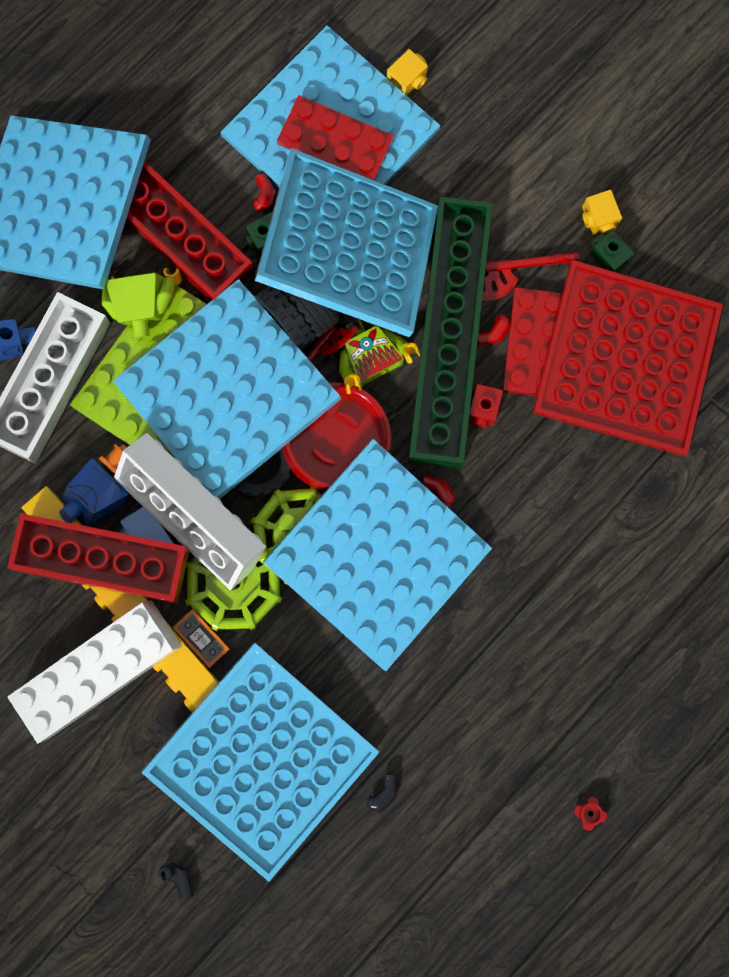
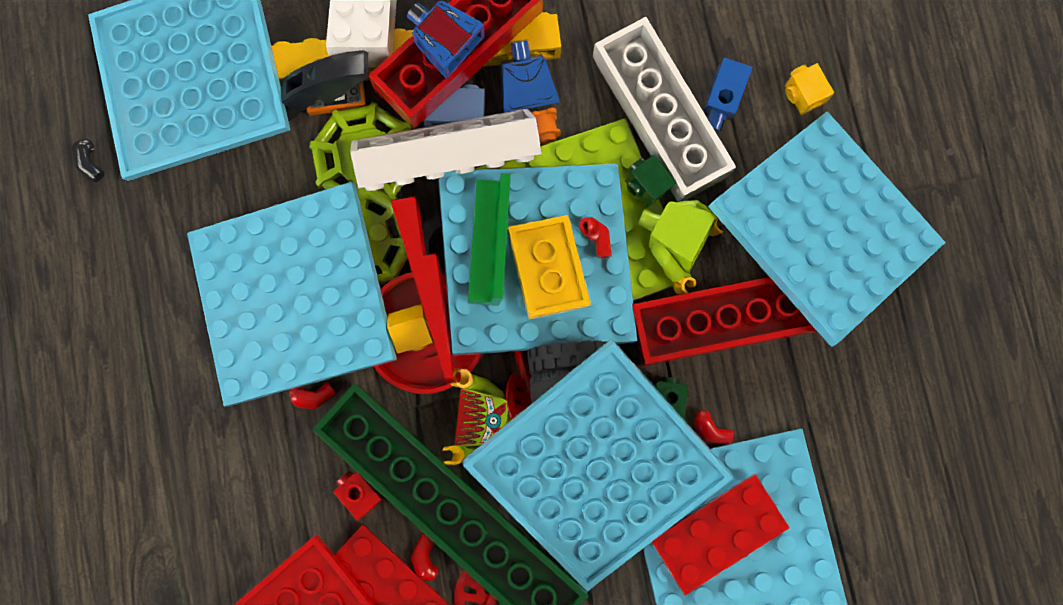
camera: 125 degrees right, 0 degrees up
(104, 560) = (445, 35): none -> torso
(110, 349) = (649, 180): none -> dark green brick
(178, 353) = (598, 234): none -> red arm
(198, 639) = (323, 81): none -> black slope
(229, 370) = (548, 267): none -> yellow plate
(238, 422) = (489, 241): none -> green fence
(299, 450) = (428, 280): none -> red slope
(341, 445) = (409, 329): none -> yellow brick

